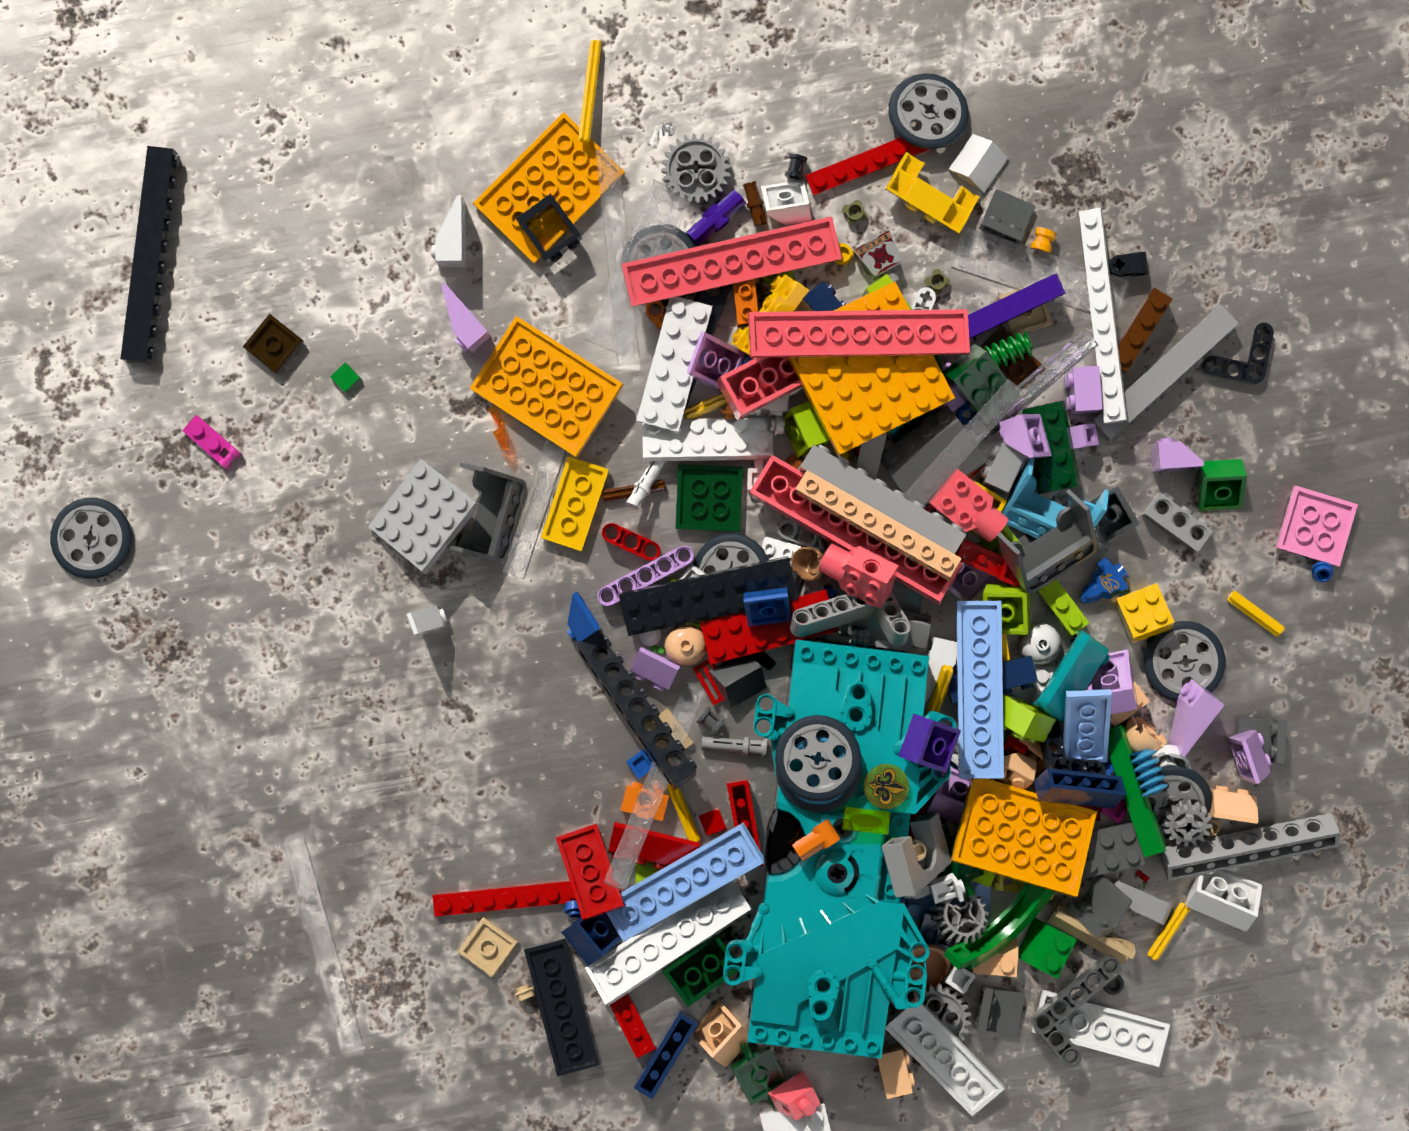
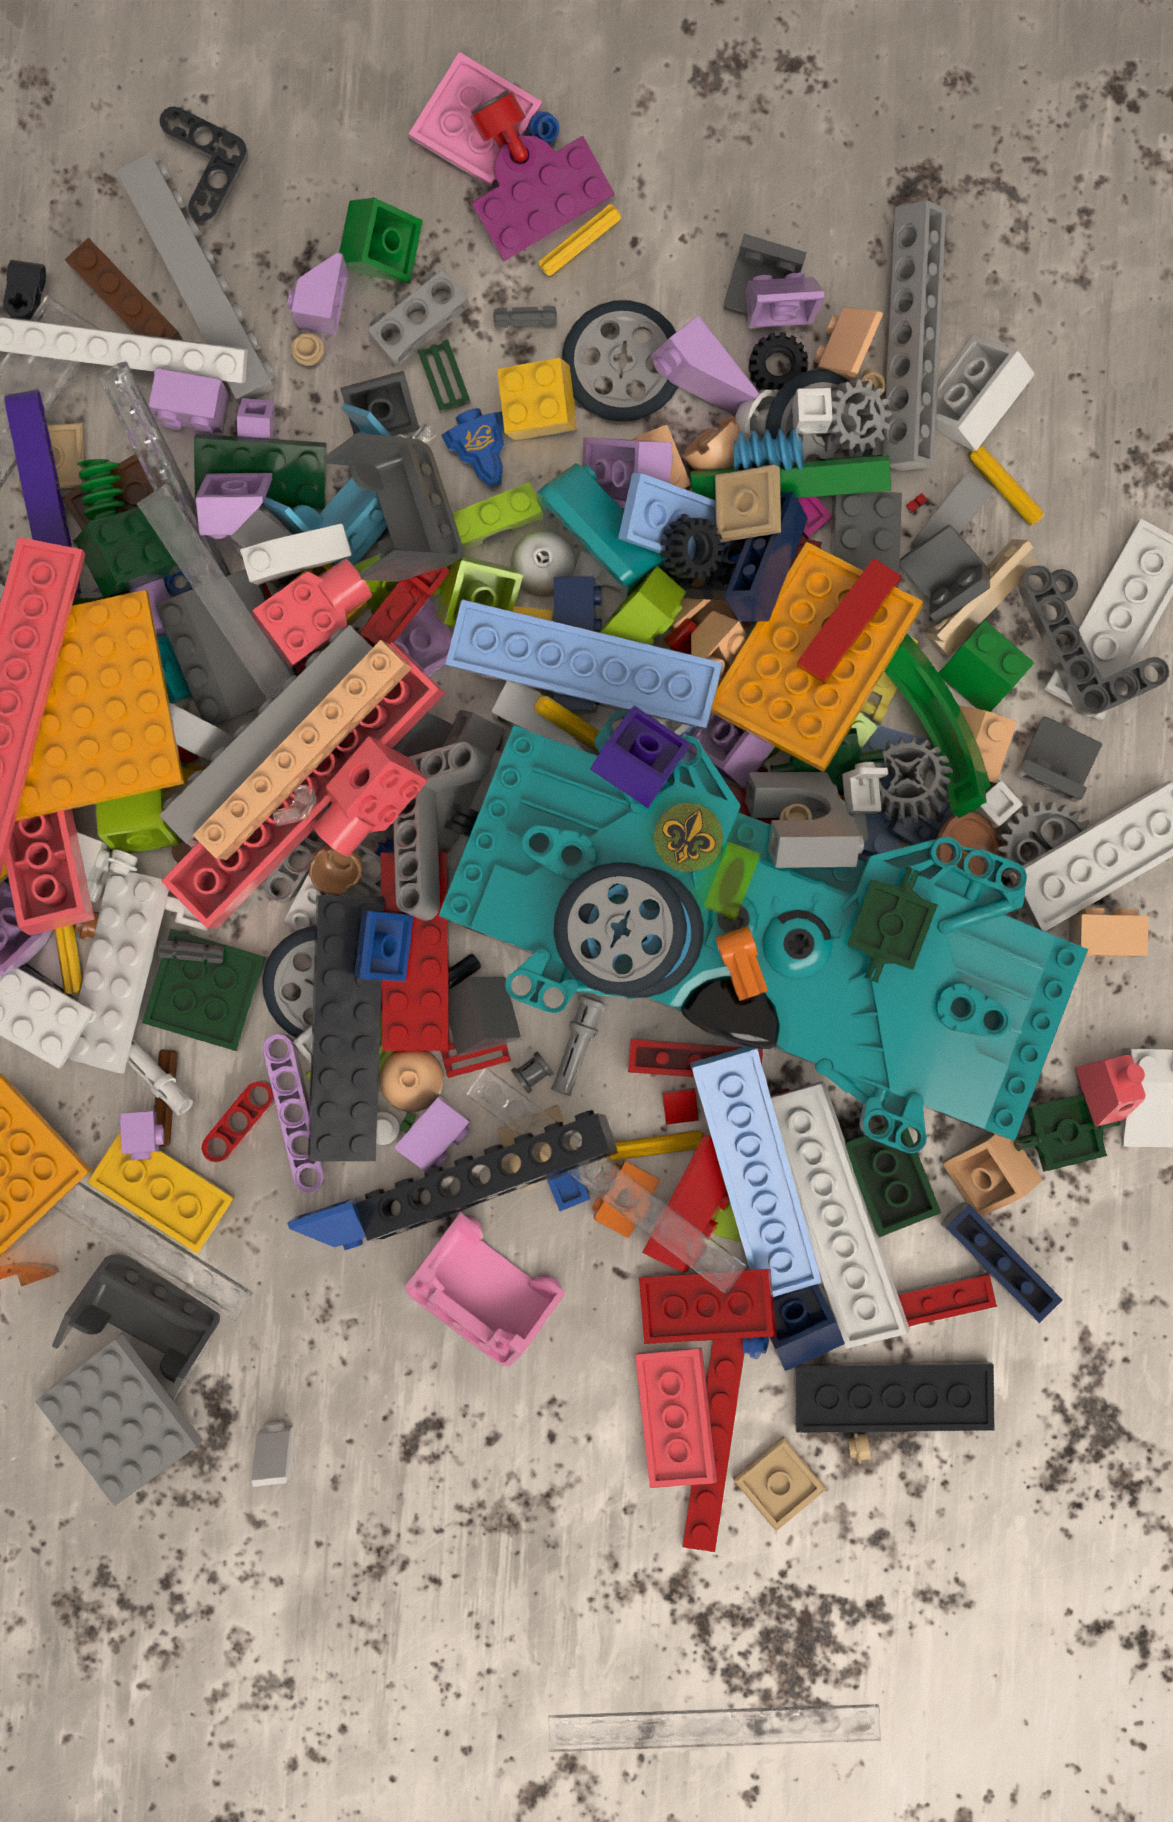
camera: 85 degrees left, 0 degrees up
(513, 869) = (675, 1418): none -> coral plate
(561, 726) = (483, 1293): none -> bright pink windscreen
(607, 482) = (140, 1134): none -> lavender brick
(731, 484) = (191, 951): none -> dark grey axle
(839, 532) = (300, 808): none -> clear arm
(864, 929) = (892, 924): none -> dark green plate
(1003, 487) = (295, 553): none -> white slope
(1052, 852) = (848, 620): none -> red tile
(1075, 748) = (677, 548): none -> black tyre
(1111, 768) = (748, 503): none -> tan tile
(1138, 456) = (307, 349): none -> tan plate
(1159, 538) = (435, 350): none -> dark green tile
(1181, 794) = (812, 410): none -> white brick
(1196, 591) = (525, 317): none -> dark grey axle
(1221, 758) = (771, 345): none -> black tyre
(1284, 576) = (535, 184): none -> magenta plate

